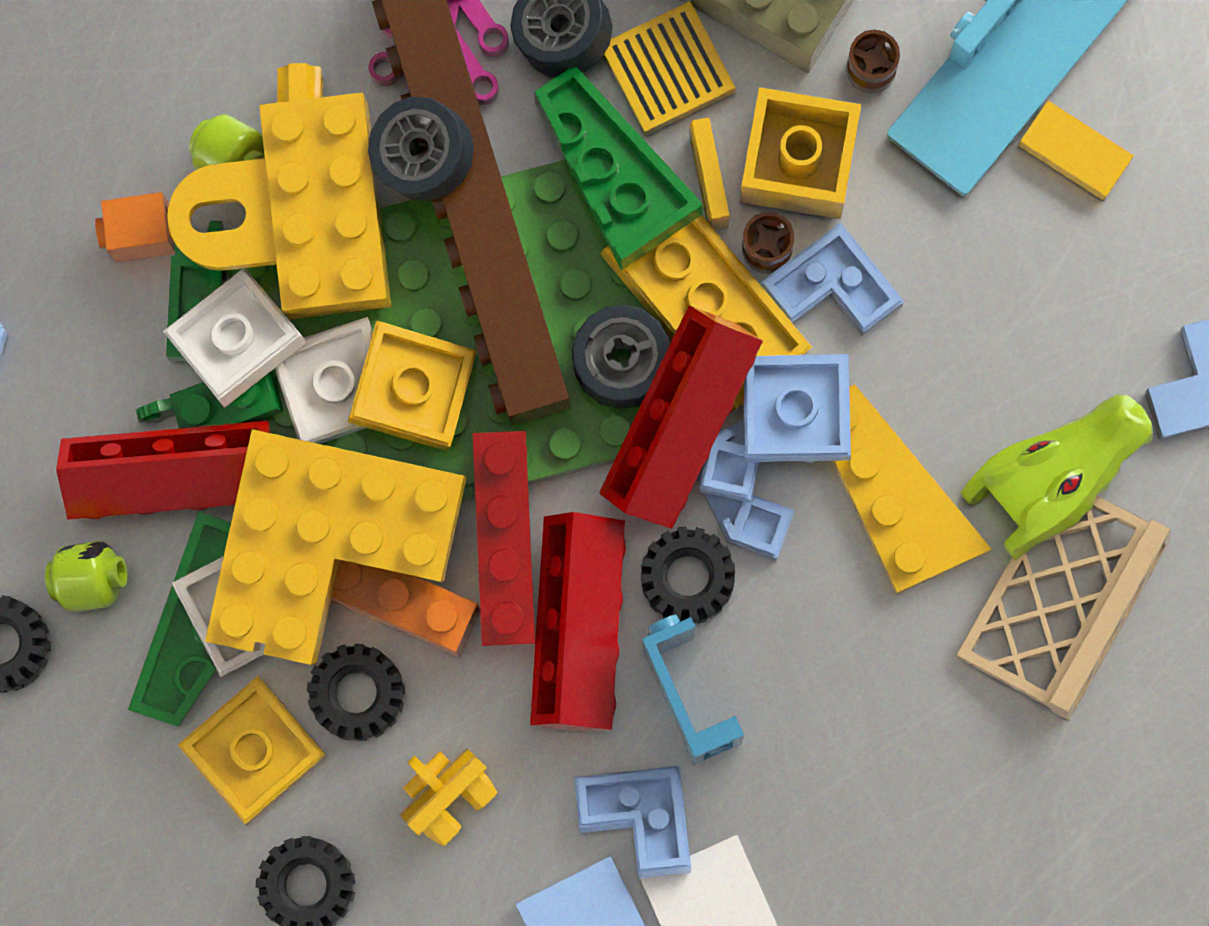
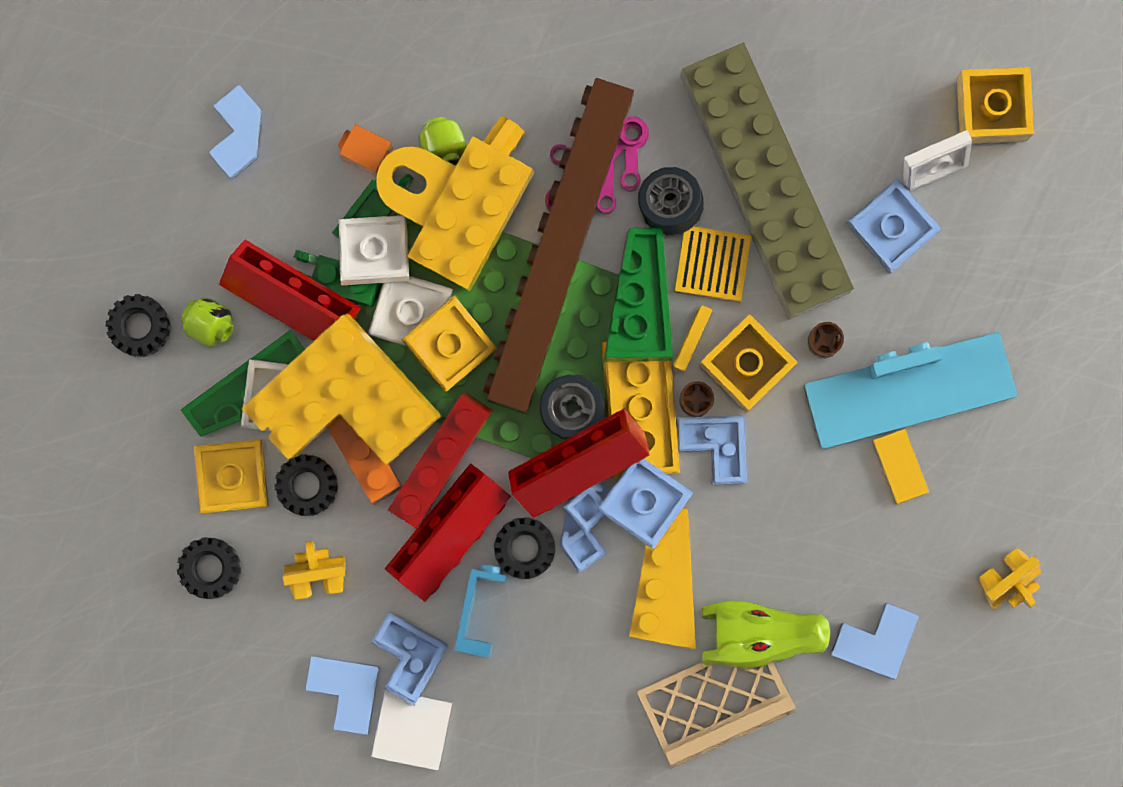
camera: 30 degrees right, 5 degrees up
(395, 143) = (532, 207): wheel -> none

